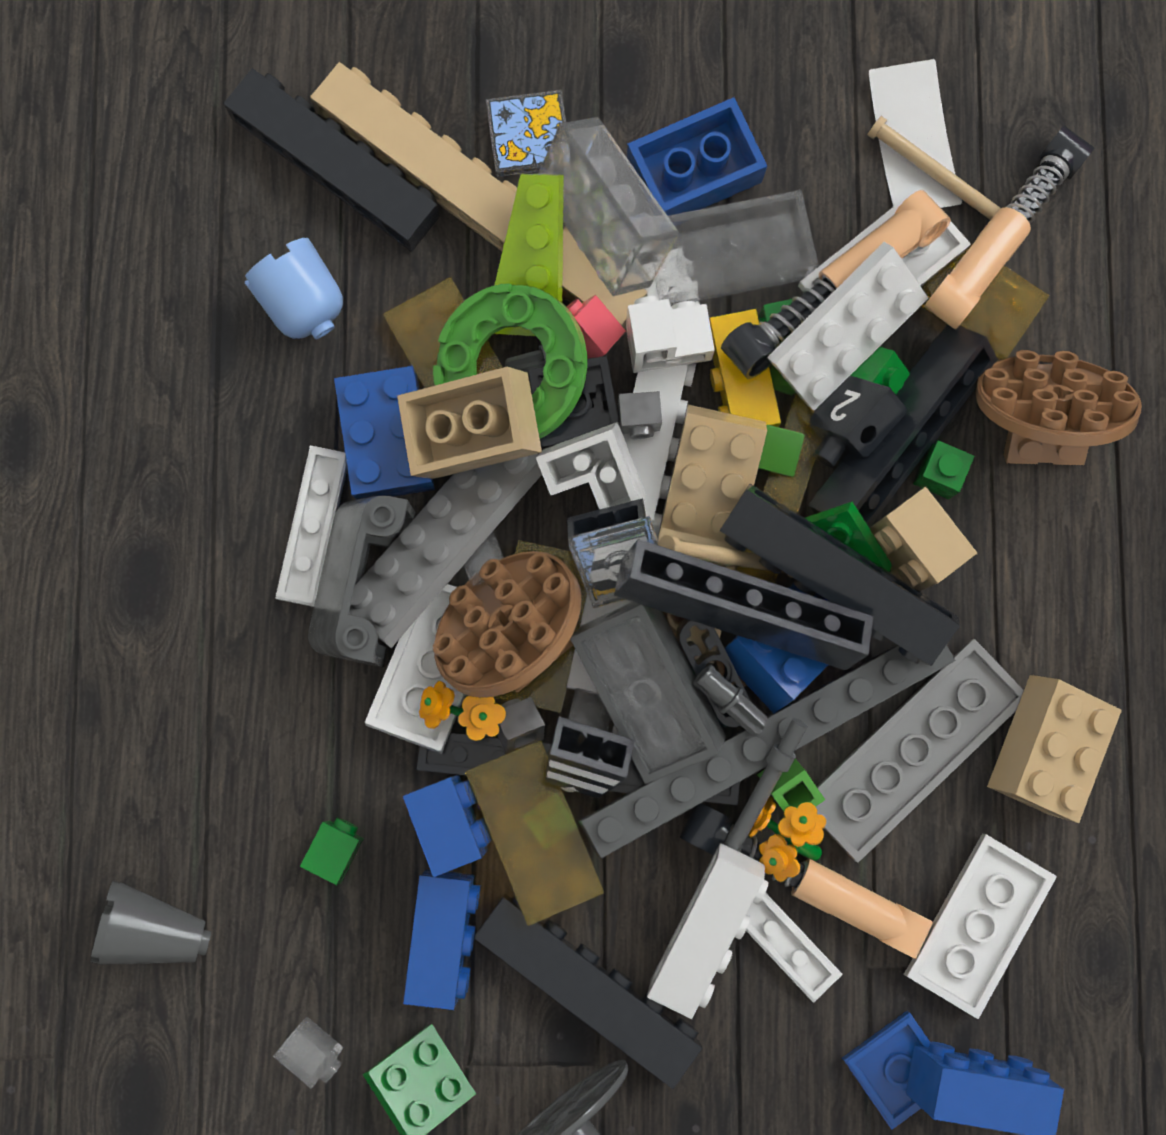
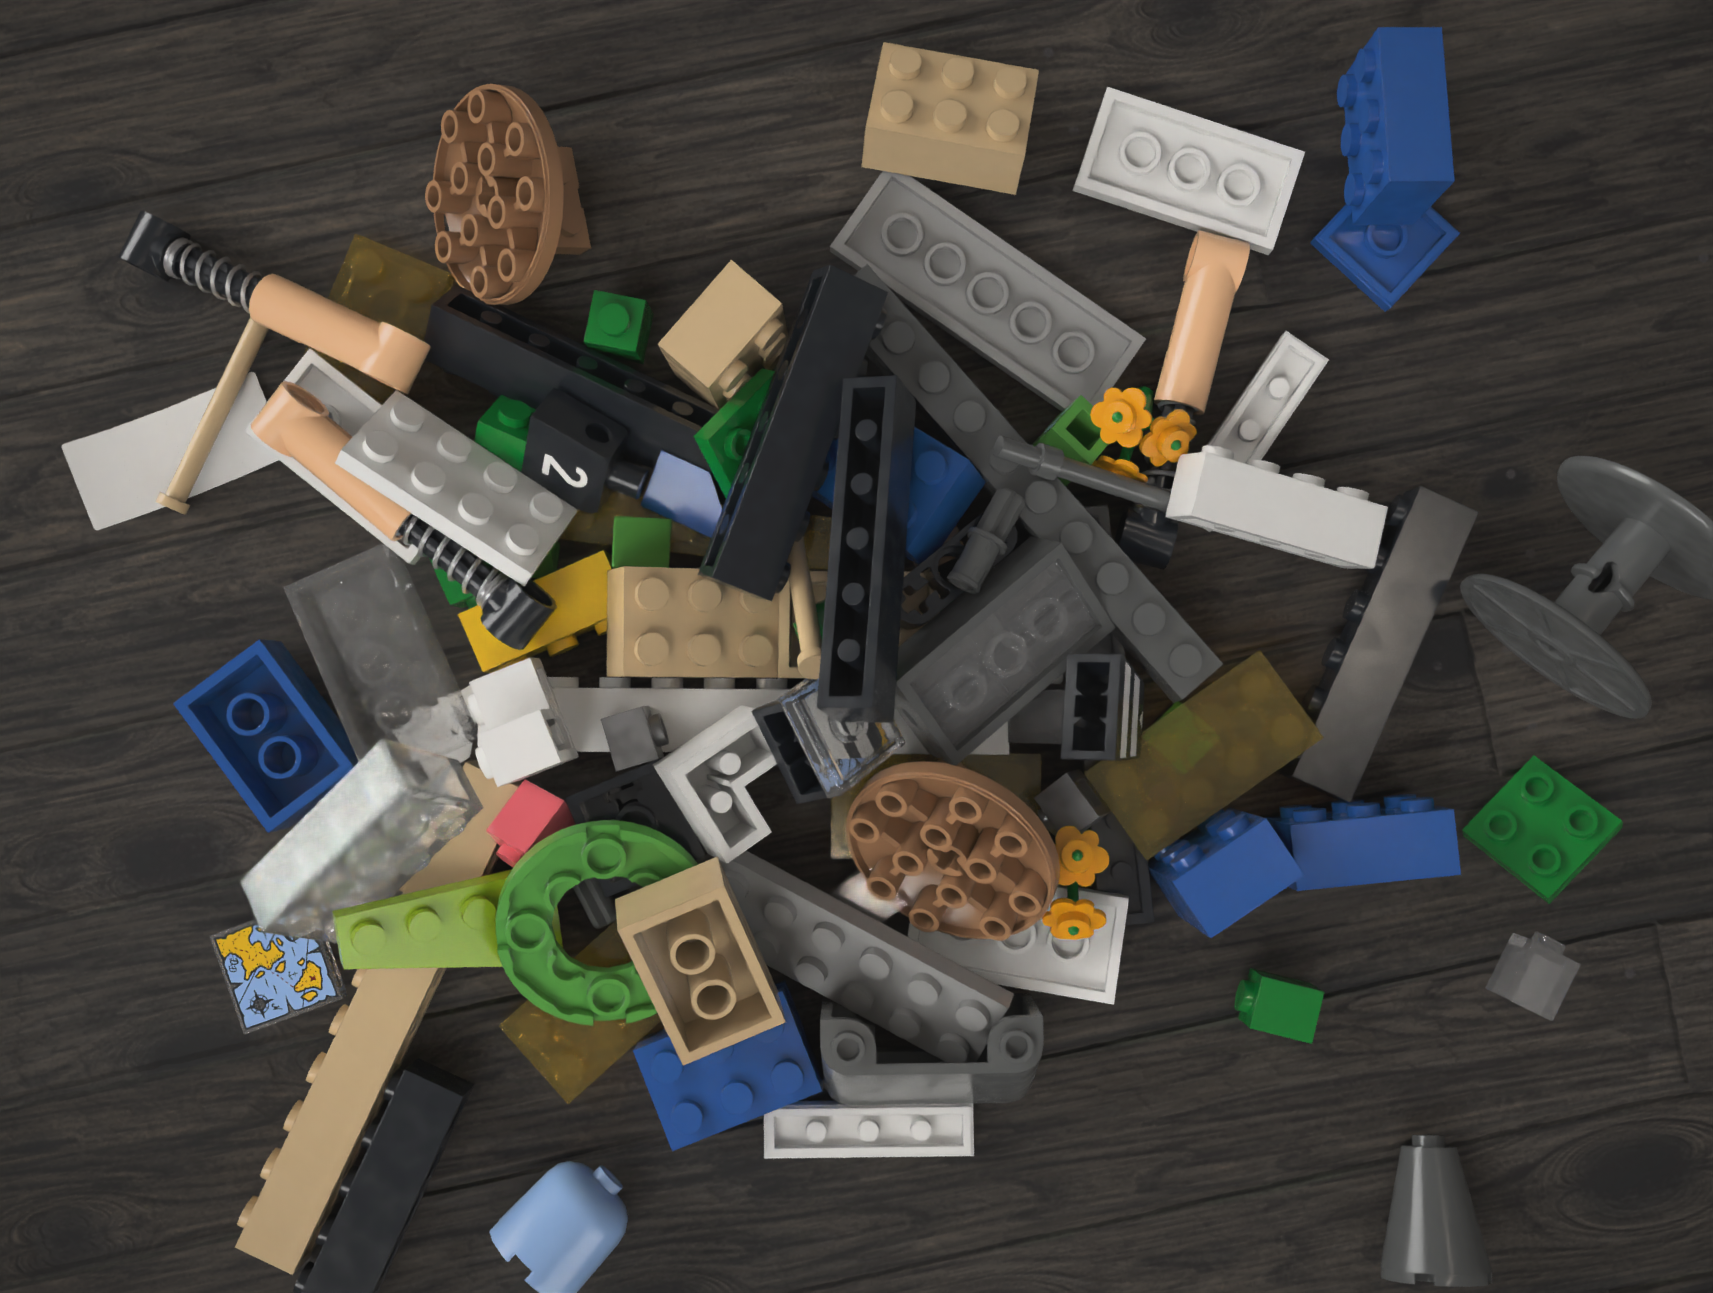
camera: 95 degrees left, 5 degrees up
(811, 488) = (683, 494): none -> sticker

